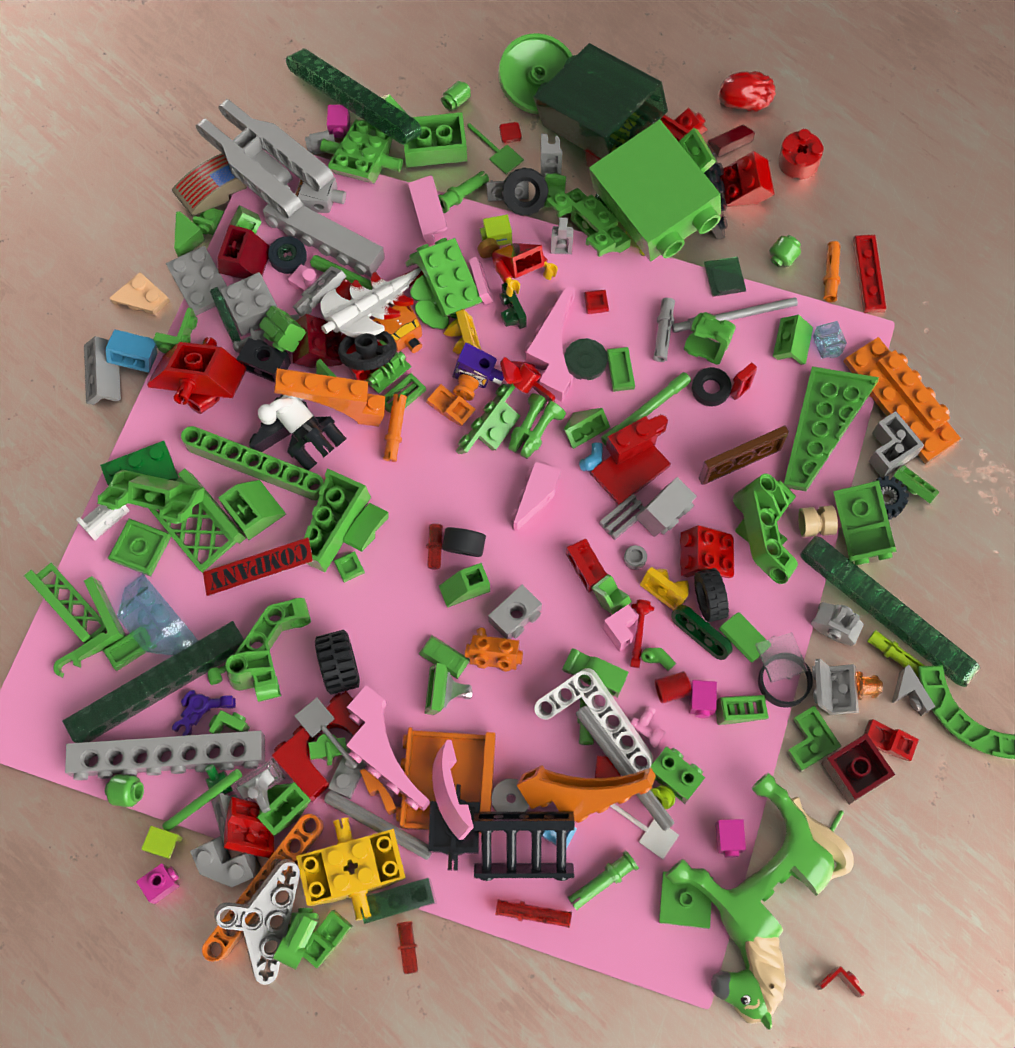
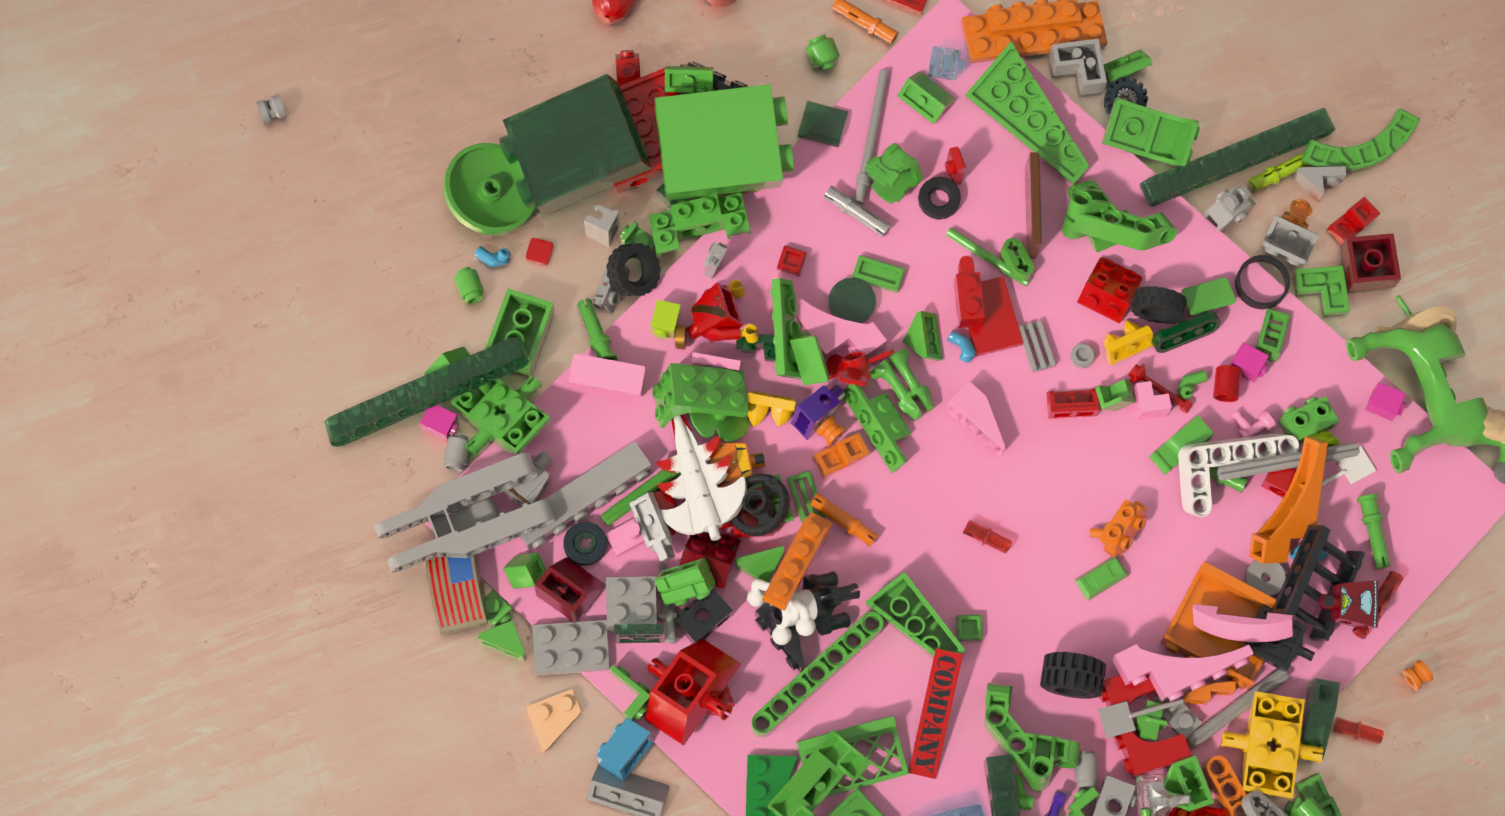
camera: 70 degrees left, 5 degrees up
(251, 507) = (867, 695): bright green slope -> none
(263, 713) = (1086, 773): none -> light grey piece
(364, 527) = (937, 593): bright green slope -> none
(443, 689) = (1136, 593): bright green piece -> none
(463, 542) = (999, 506): black tyre -> none
(465, 585) = (1044, 525): bright green slope -> none
(485, 982) = (1417, 675): none -> orange wheel
(486, 104) = (496, 259): none -> dark azure arm
(504, 159) = (568, 270): bright green piece -> none
(515, 339) = (809, 358): none -> bright green panel
(516, 883) = (1353, 604): none -> dark red torso
(519, 318) = (784, 327): none -> bright green wing
(519, 600) = (1089, 505): light grey brick -> none
(667, 508) = (1054, 302): light grey brick -> none
(673, 388) = (924, 235): bright green piece -> none
(682, 441) = (981, 252): none -> bright green bar
(684, 905) = (1425, 473): bright green plate -> none
(688, 464) = (1018, 259): none -> bright green beam
(731, 140) = (662, 36): dark red slope -> none
(747, 181) = (724, 46): red slope -> none
(781, 657) = (1243, 274): clear piece -> none
(818, 521) = (1126, 174): tan wheel -> none

